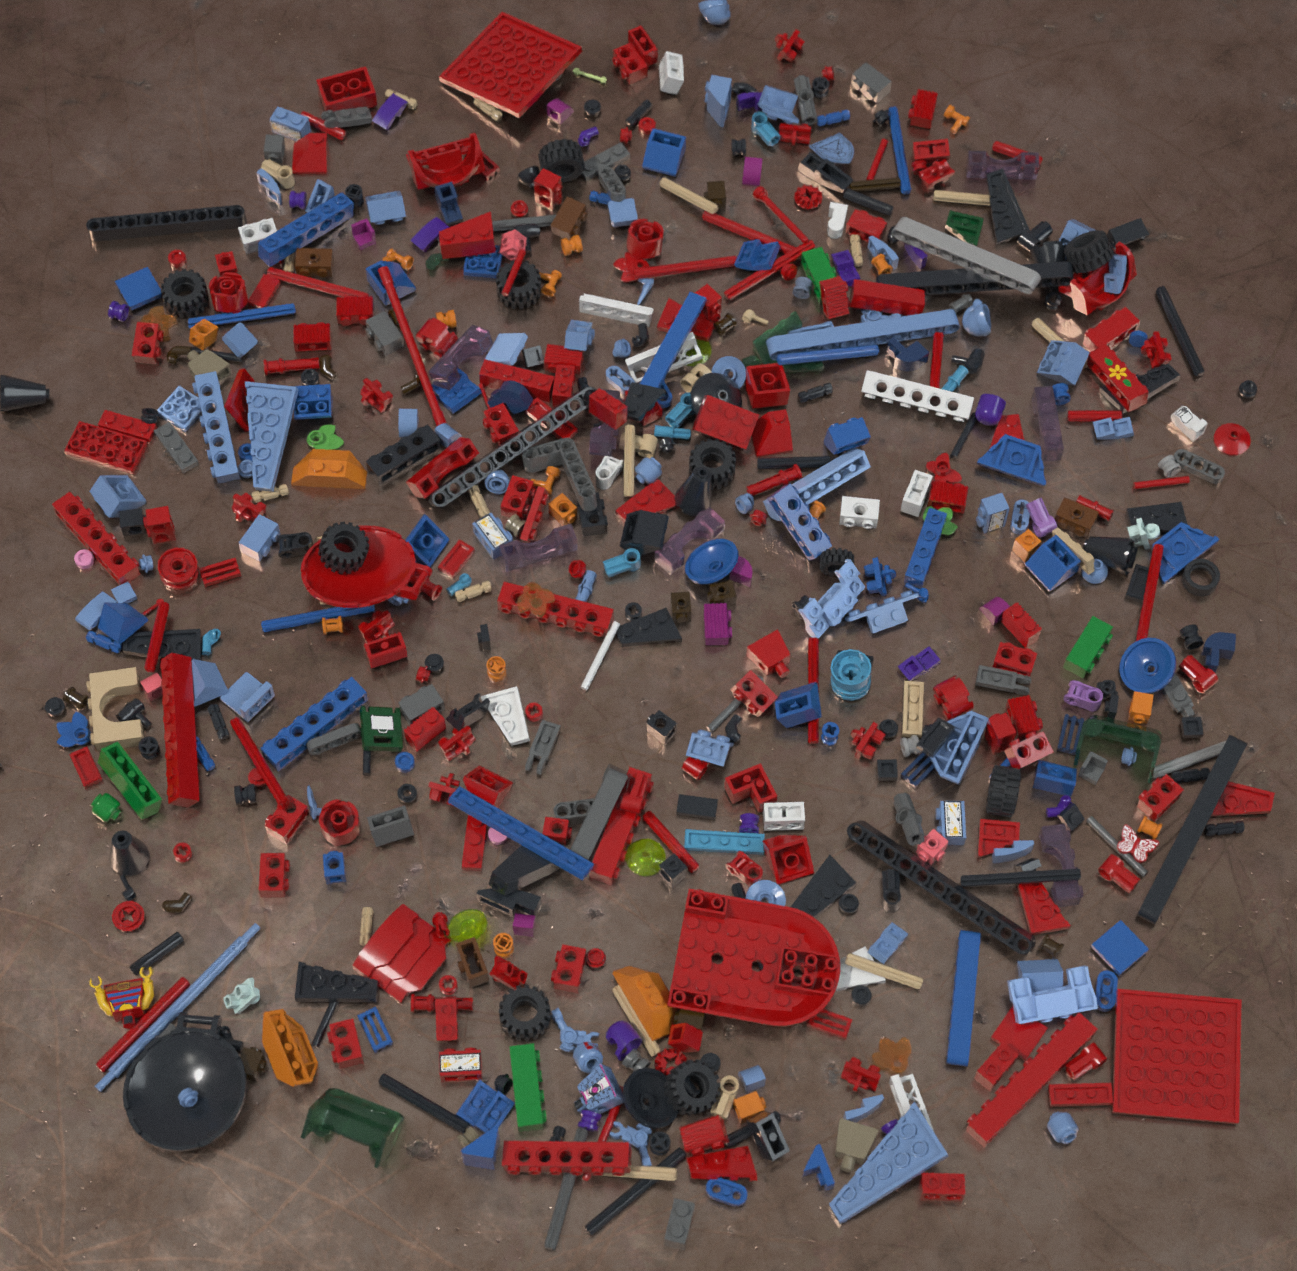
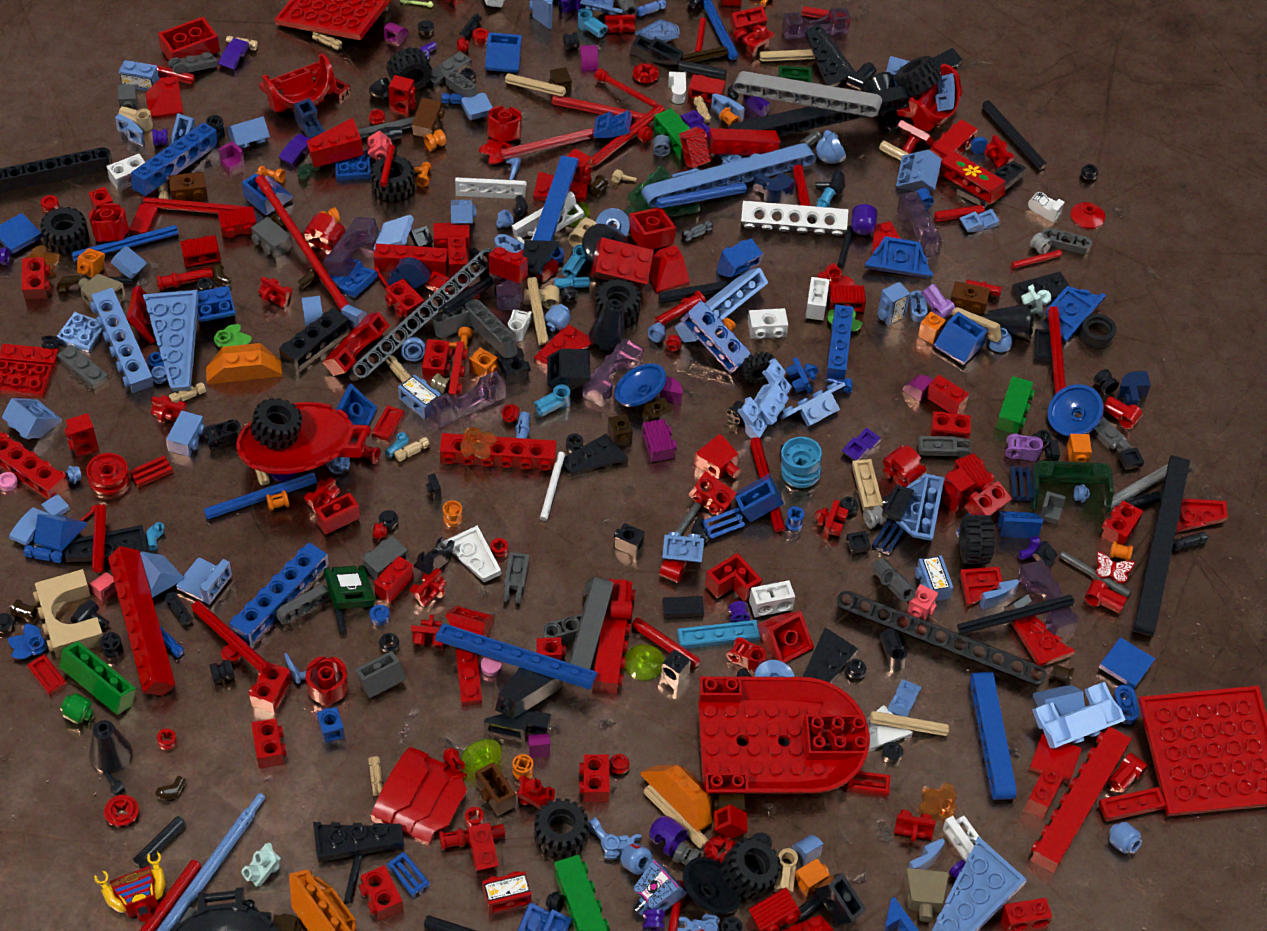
camera: 15 degrees left, 10 degrees down
(132, 522) = (52, 439): black brick -> none
(563, 432) = (467, 295): none -> black axle
(755, 718) = (738, 518): none -> blue tile
(1070, 320) = (915, 136): none -> red tile

